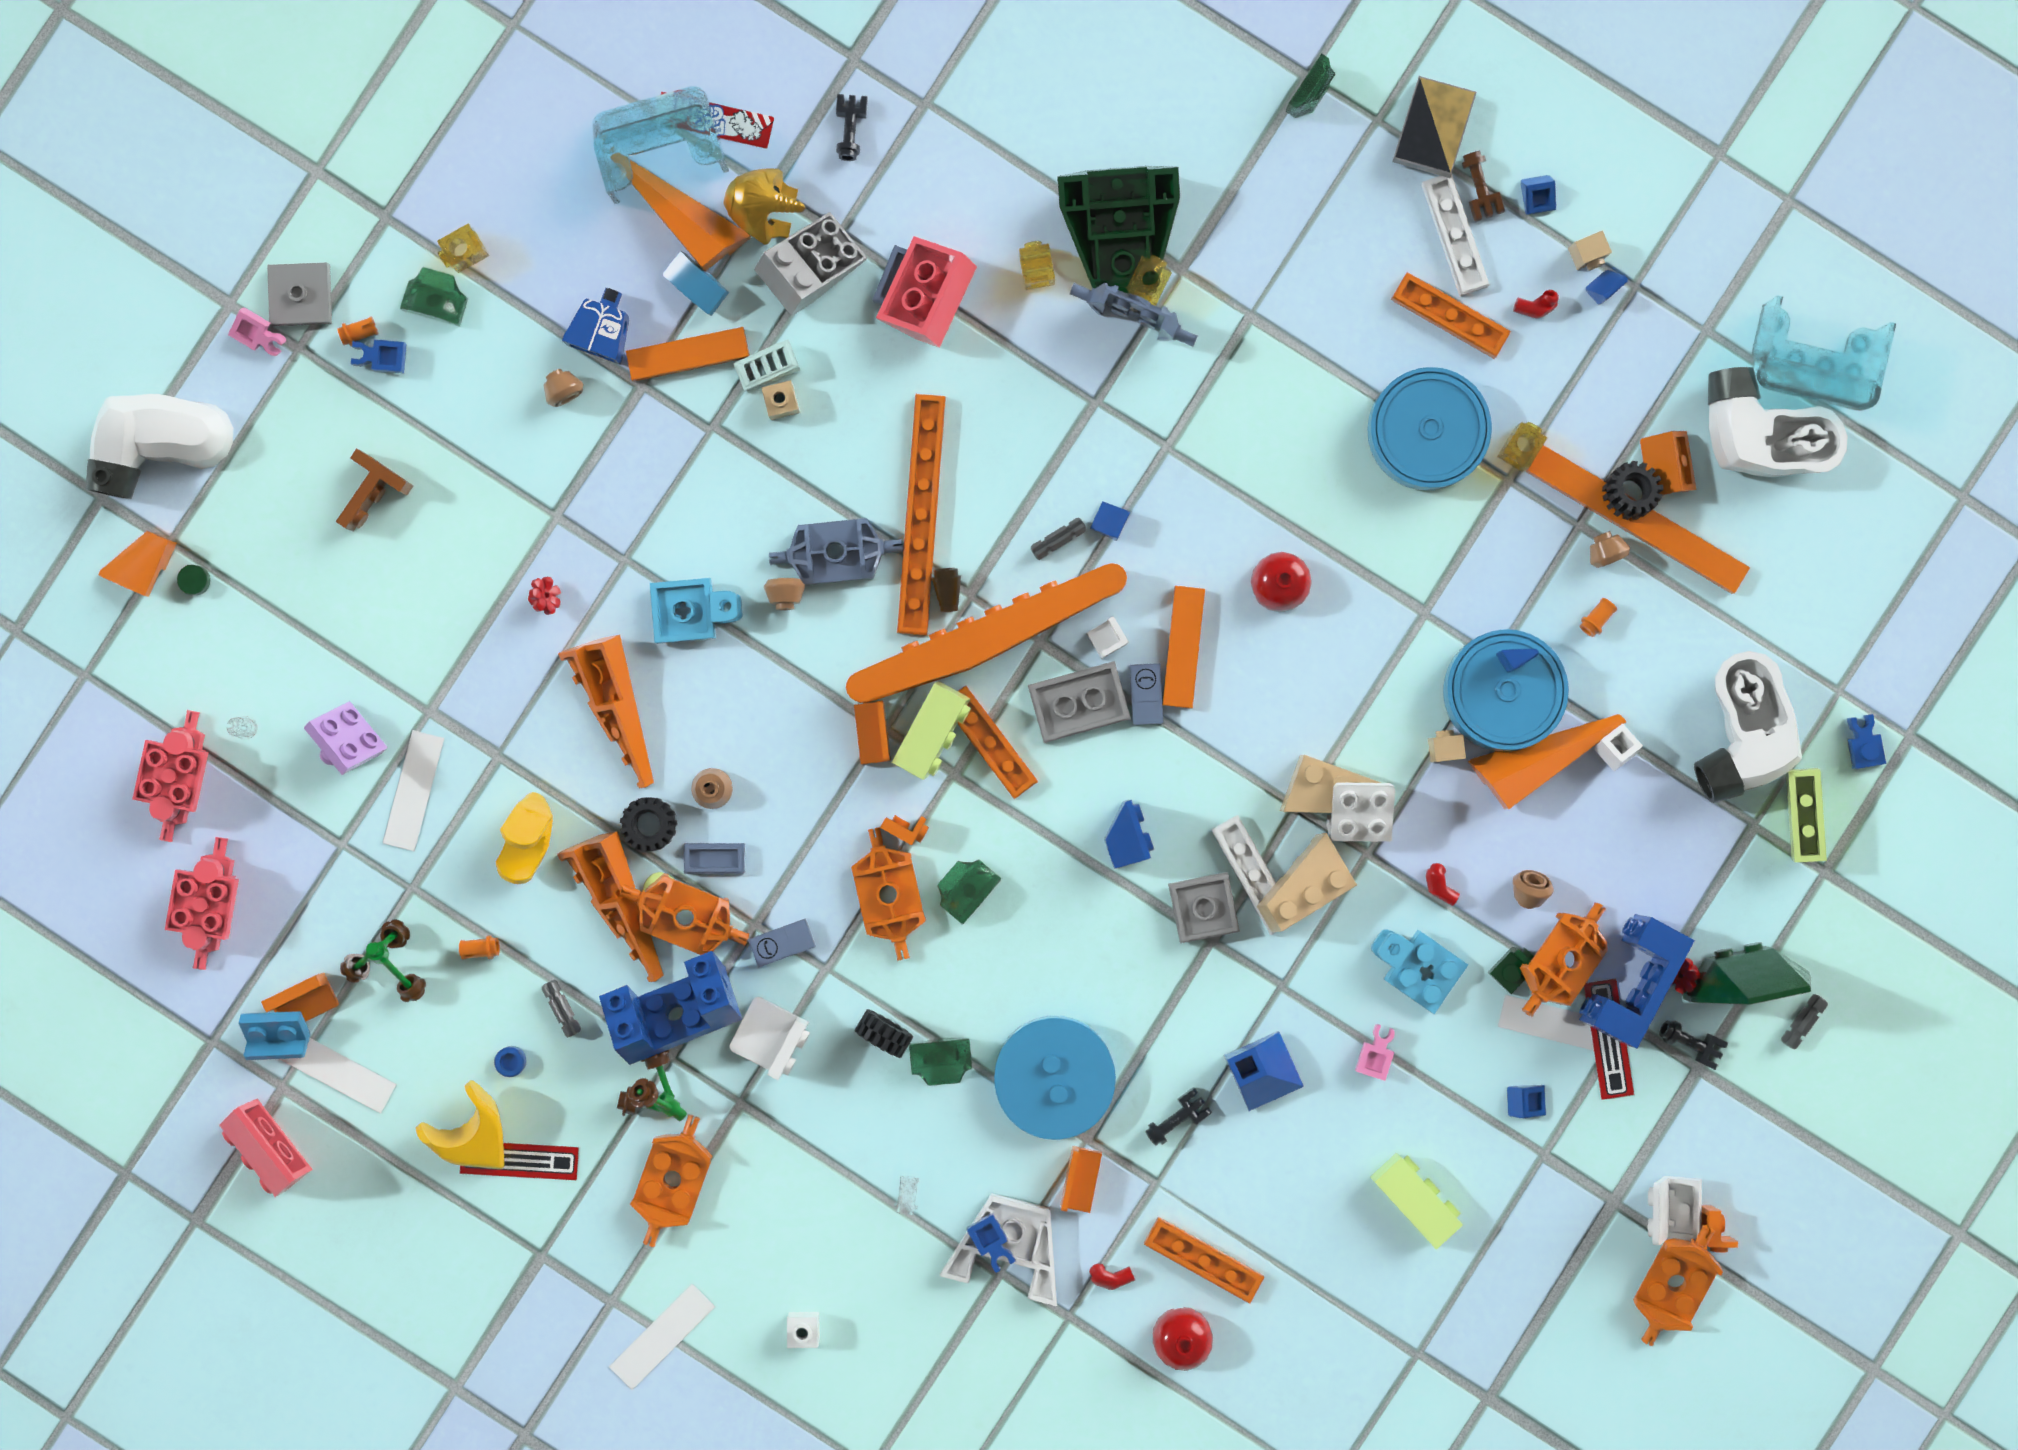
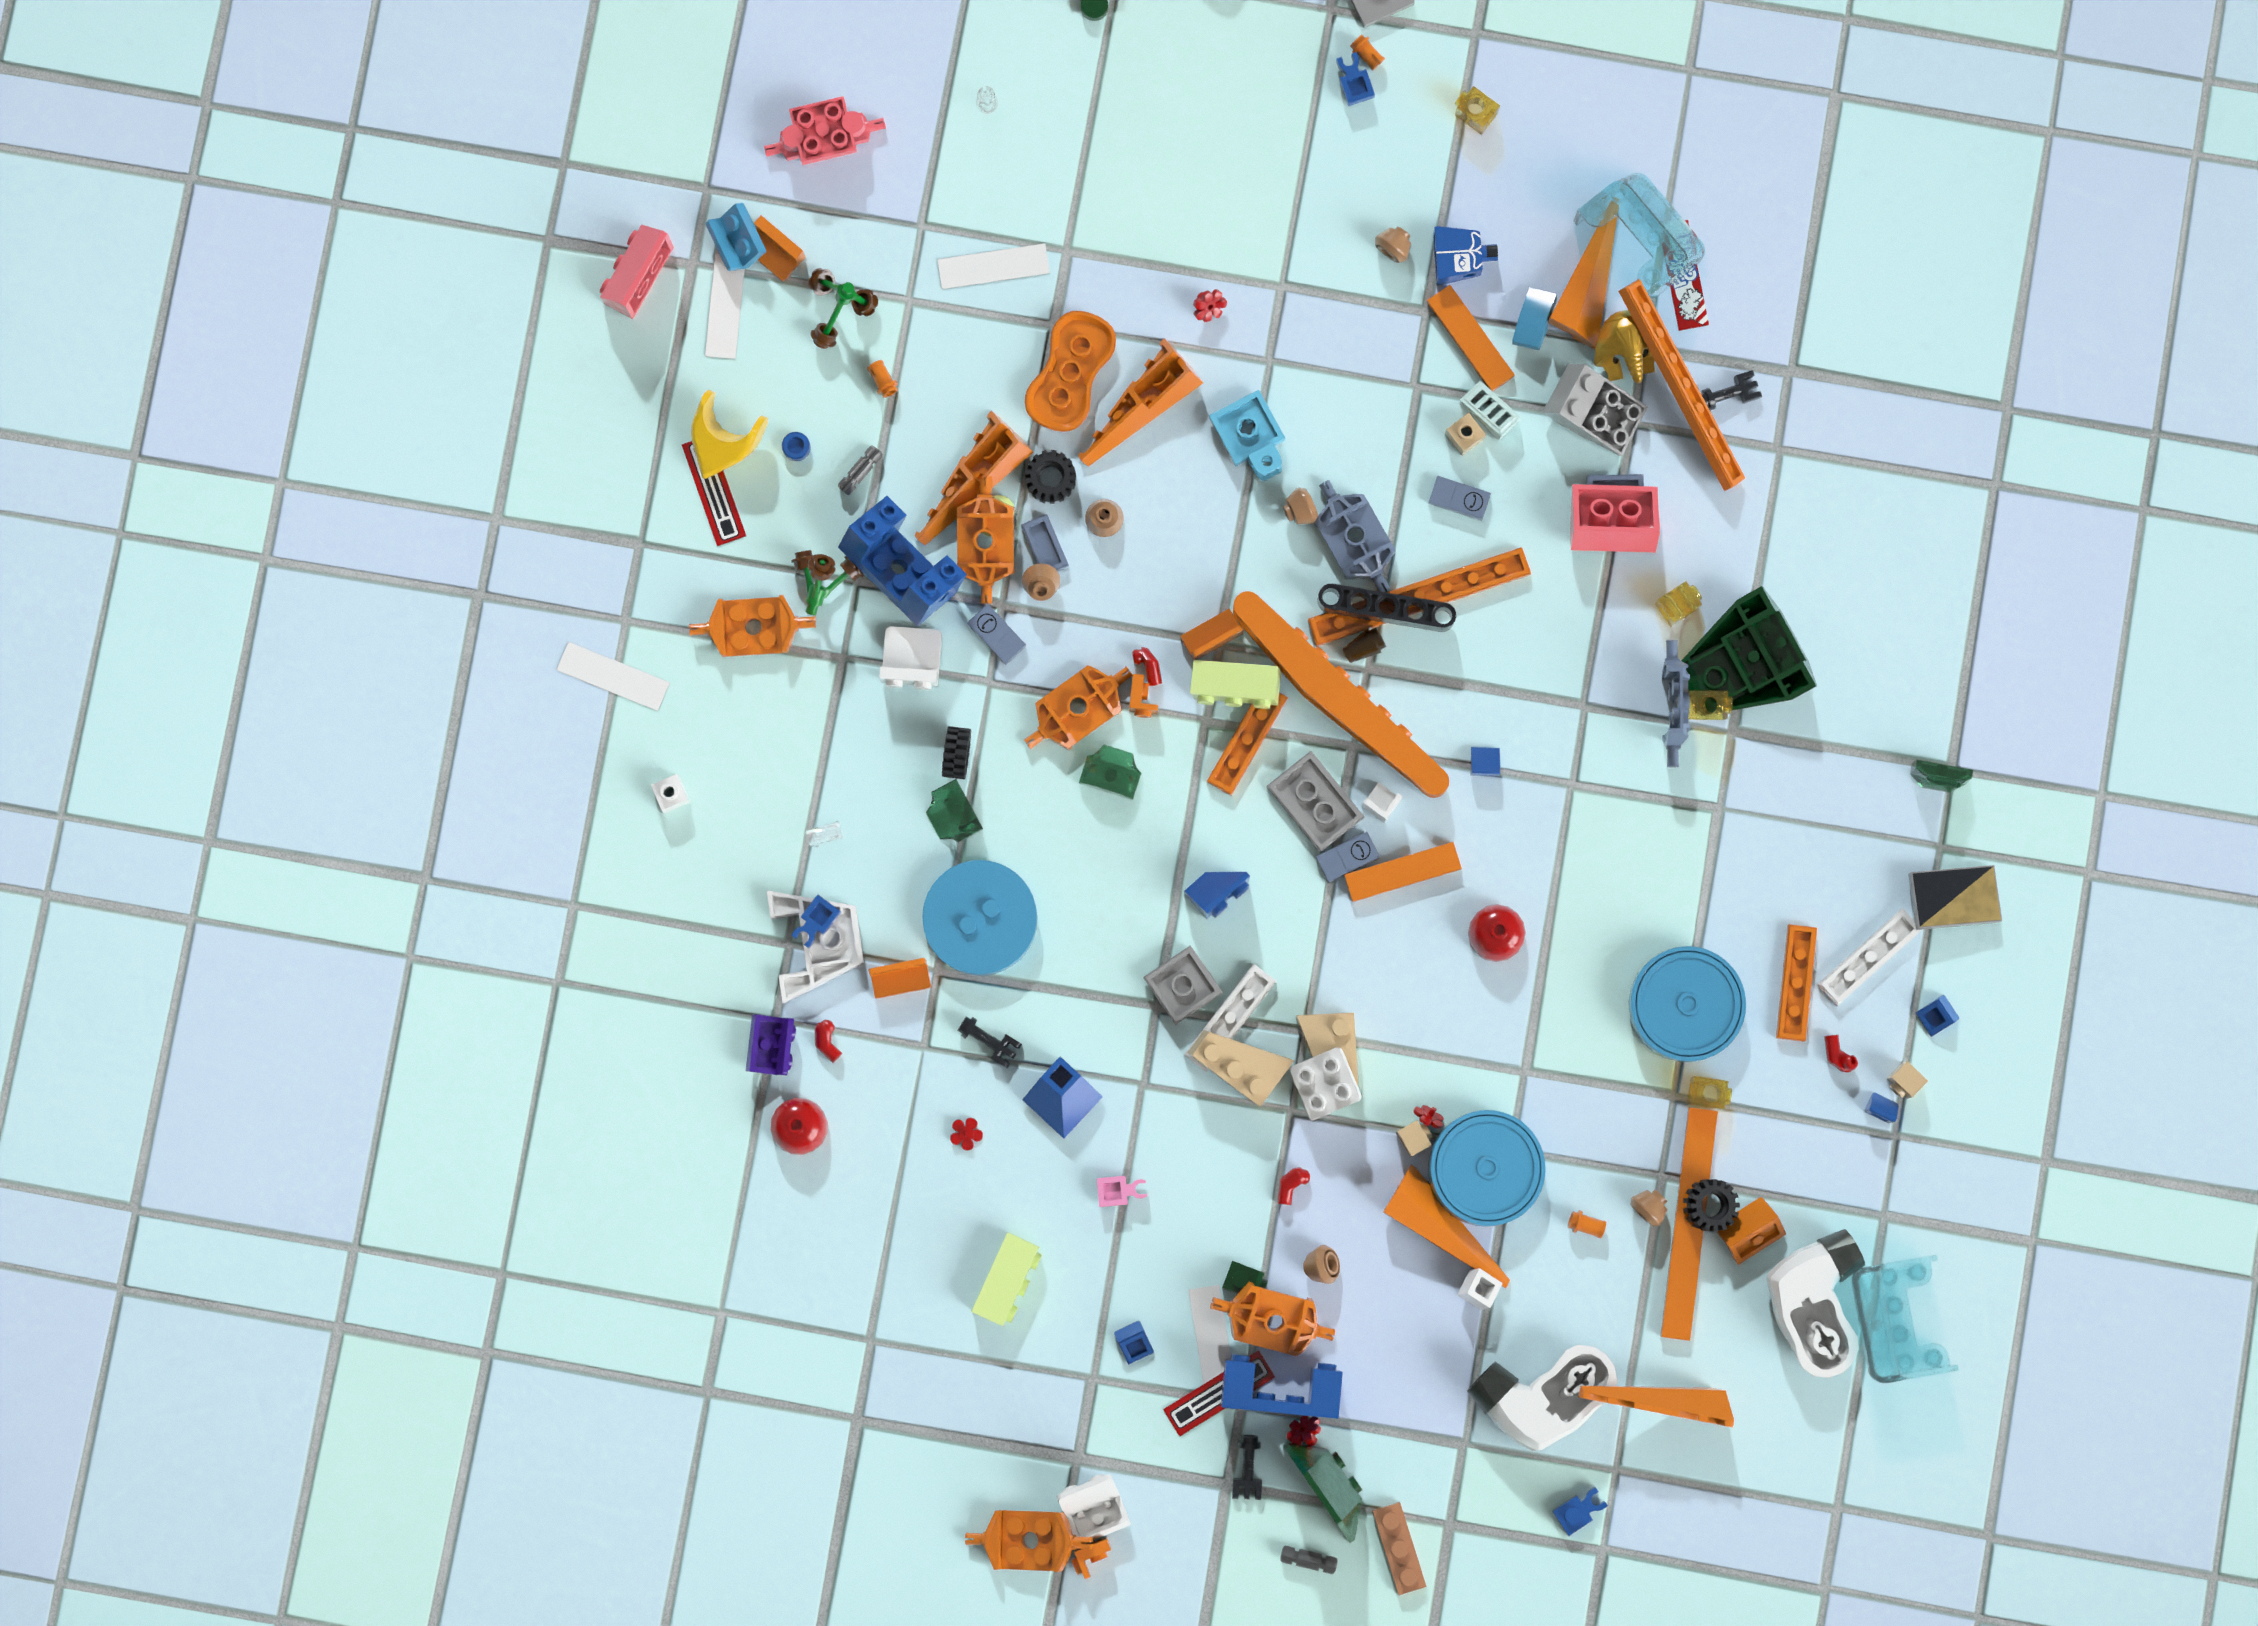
camera: 70 degrees right, 5 degrees down
(172, 775) = (921, 60): coral piece -> none
(345, 738) = (1014, 189): lavender plate -> none
(370, 490) = (1235, 121): dark orange bracket -> none
(435, 297) = (1425, 104): clear green slope -> none
(526, 839) = (993, 379): yellow animal -> none
(567, 776) = (1062, 391): none -> orange plate
(749, 878) = (1041, 581): none -> medium nougat cone
(823, 167) = (1682, 384): none -> orange tile
(841, 433) = (1459, 498): none -> sand blue tile
(876, 804) = (1151, 665): none -> red arm
(922, 536) = (1373, 613): none -> black beam
(1058, 538) = (1450, 723): dark grey axle -> none
(1092, 1335) = (770, 1045): none -> dark purple bracket
(1204, 1260) = (875, 1116): orange tile -> none
(1257, 1178) = (966, 1133): none -> red plant
(1407, 959) = (1213, 1182): medium azure plate -> none
(1431, 724) = (1429, 1116): none -> red plant
(1473, 162) = (1940, 944): reddish brown hinge -> none
(1515, 658) = (1518, 1161): blue slope -> none
(1806, 815) = (1492, 1479): yellowish green brick -> none
(1808, 606) = (1692, 1403): none -> orange wedge
(1829, 930) = (1399, 1548): none -> nougat plate

